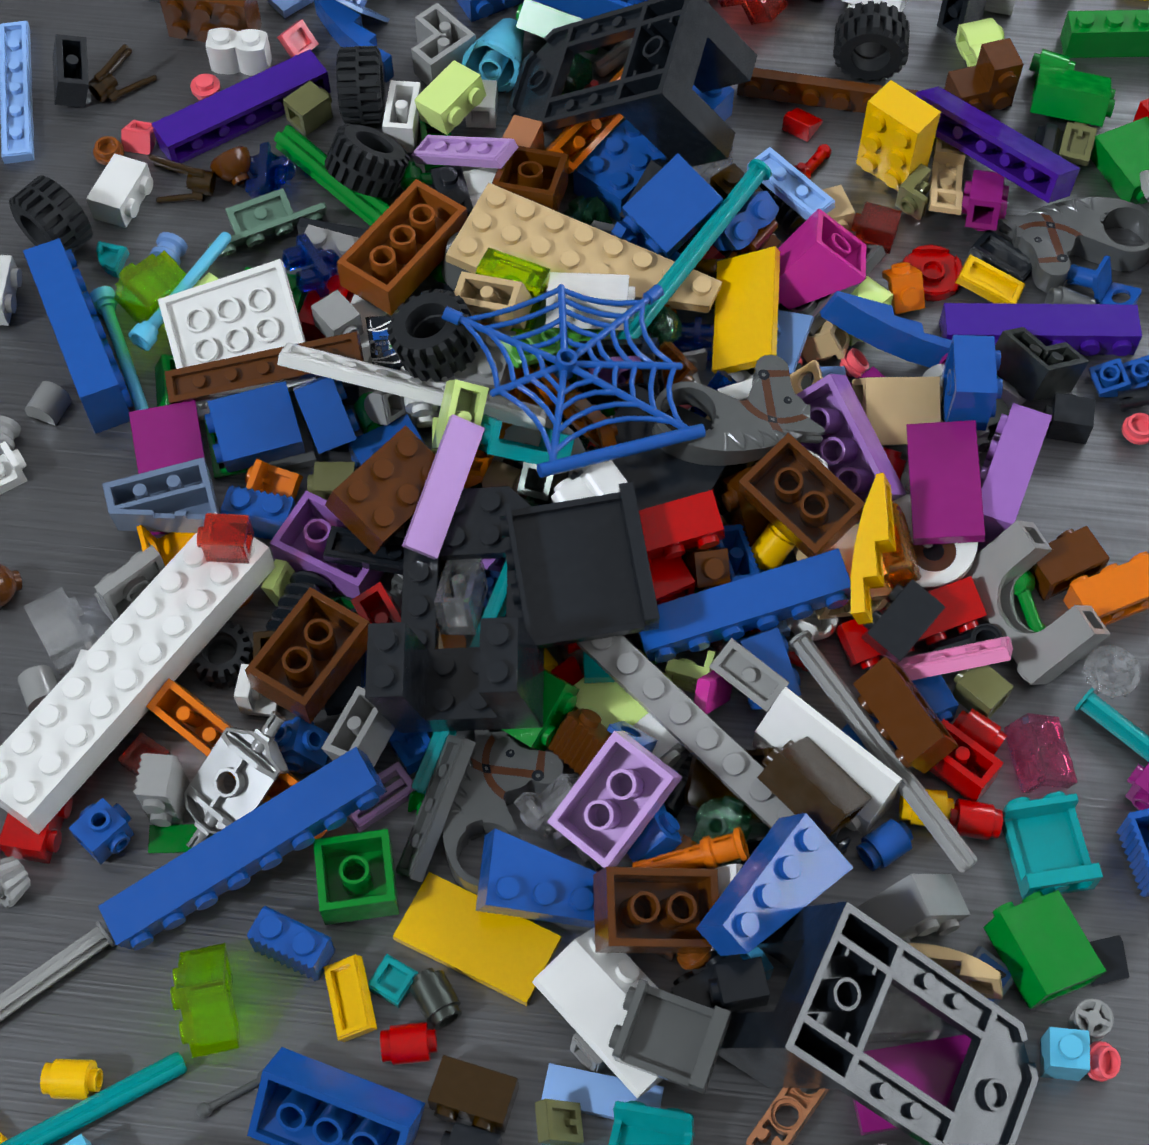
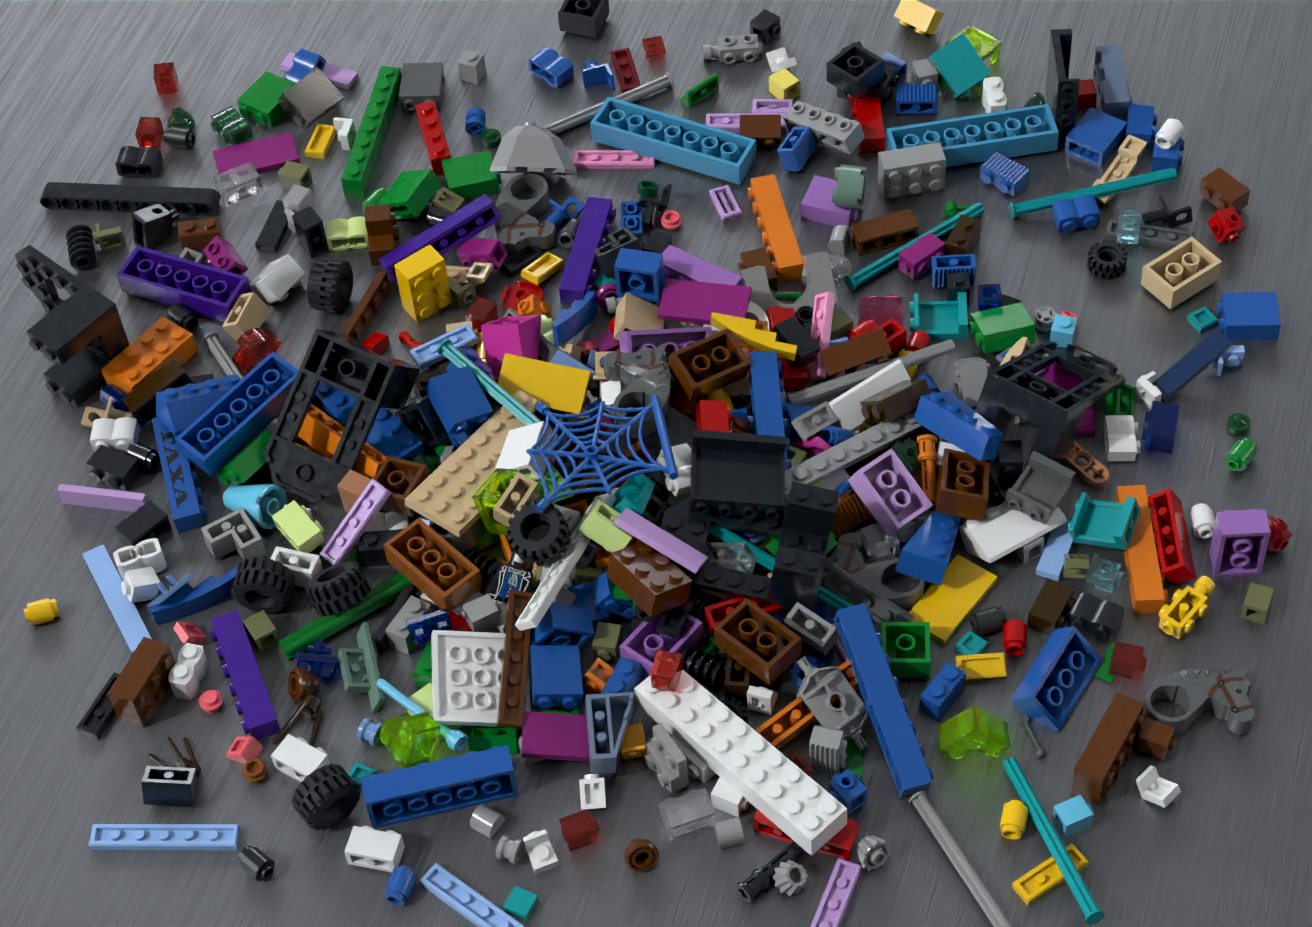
camera: 75 degrees left, 10 degrees down
(31, 506) = (579, 830): none -> clear red brick
(88, 512) = (592, 792): none -> white bracket
(734, 716) = (835, 435): none -> blue brick
(1099, 915) = (989, 296): none -> clear blue brick
(1118, 865) = (957, 283): none -> black brick

